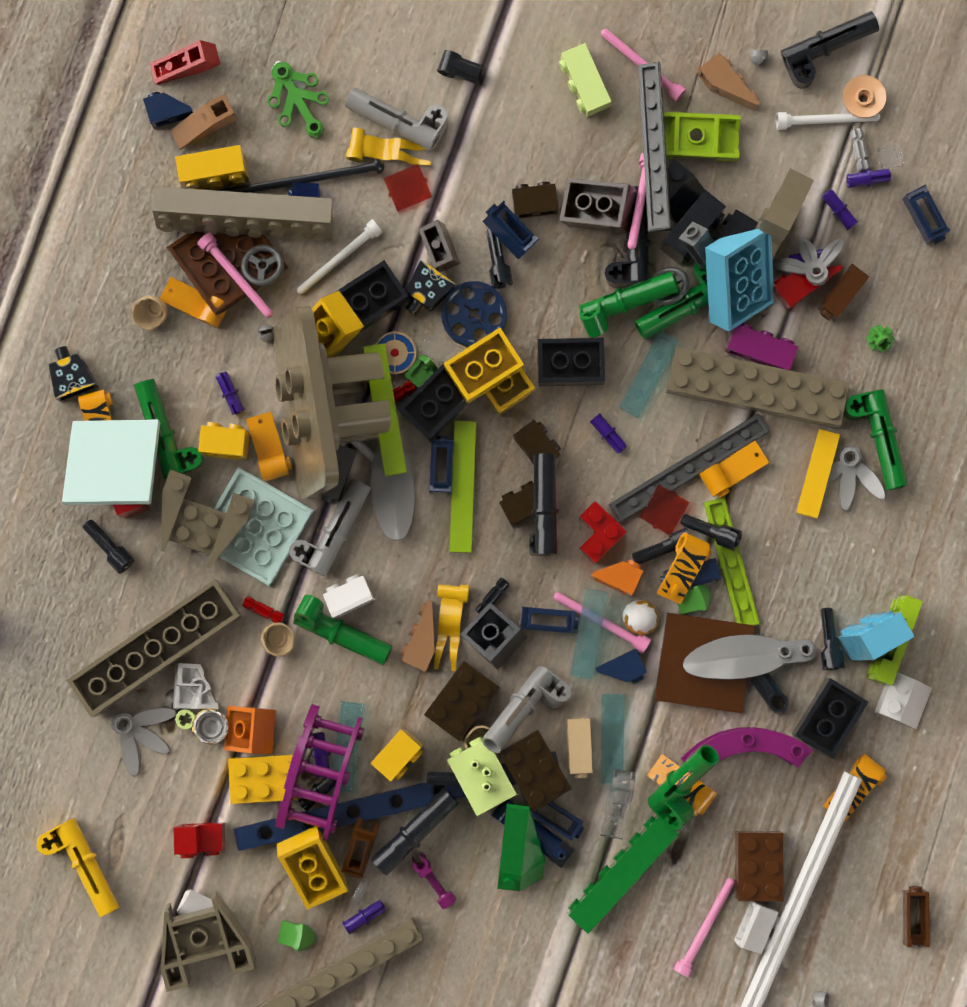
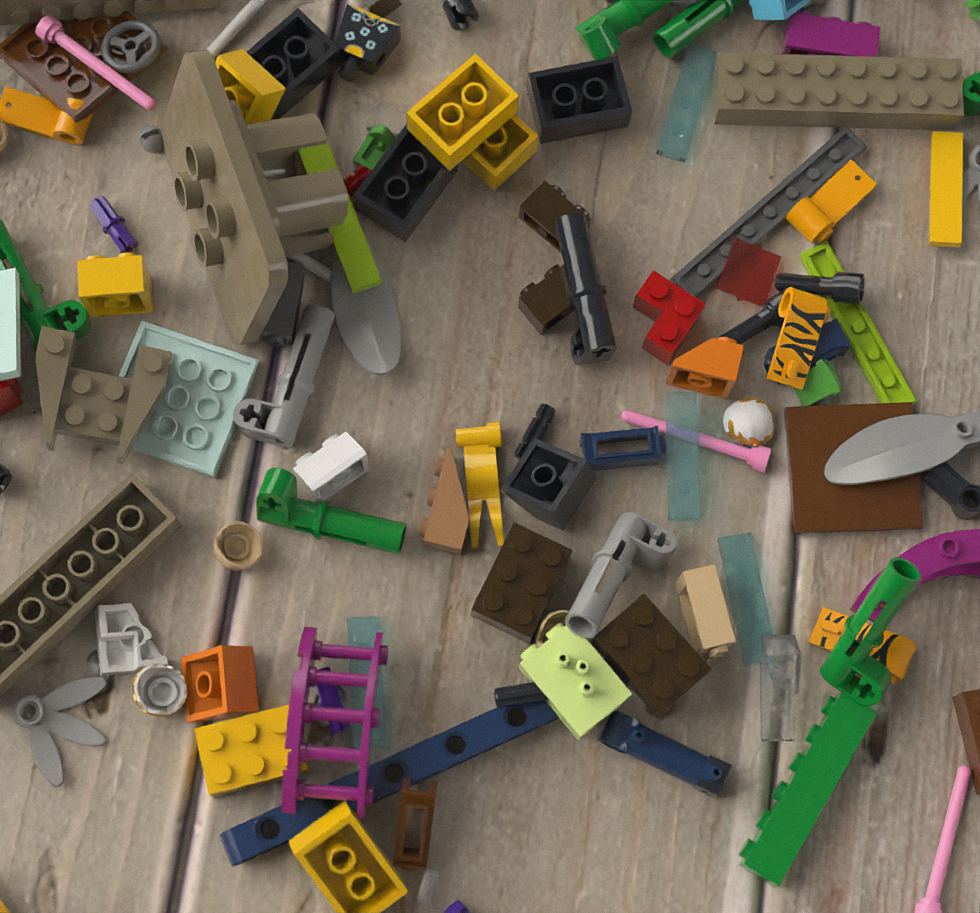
camera: 20 degrees left, 10 degrees down
(183, 713) = (118, 679): yellowish green bush -> none
(197, 838) = (169, 858): red brick -> none
(262, 610) = (208, 510): red axle -> none
(268, 447) = (179, 286): light orange door -> none
(322, 787) = (327, 769): black pin -> none
(397, 754) = (444, 671): yellow brick -> none
(400, 351) = (343, 131): tile -> none
(414, 832) = (492, 781): black piece -> none
(425, 869) = (516, 838): magenta bar -> none
(441, 487) = (425, 235): dark blue window -> none
(462, 486) = (463, 293): lime tile -> none
(475, 303) = (429, 54): dark blue wedge -> none
(521, 851) = (654, 783): green wedge -> none
(574, 830) = (724, 736): dark blue window -> none
(608, 433) = (649, 186): dark purple axle -> none
(624, 667) = (743, 494): dark blue slope -> none

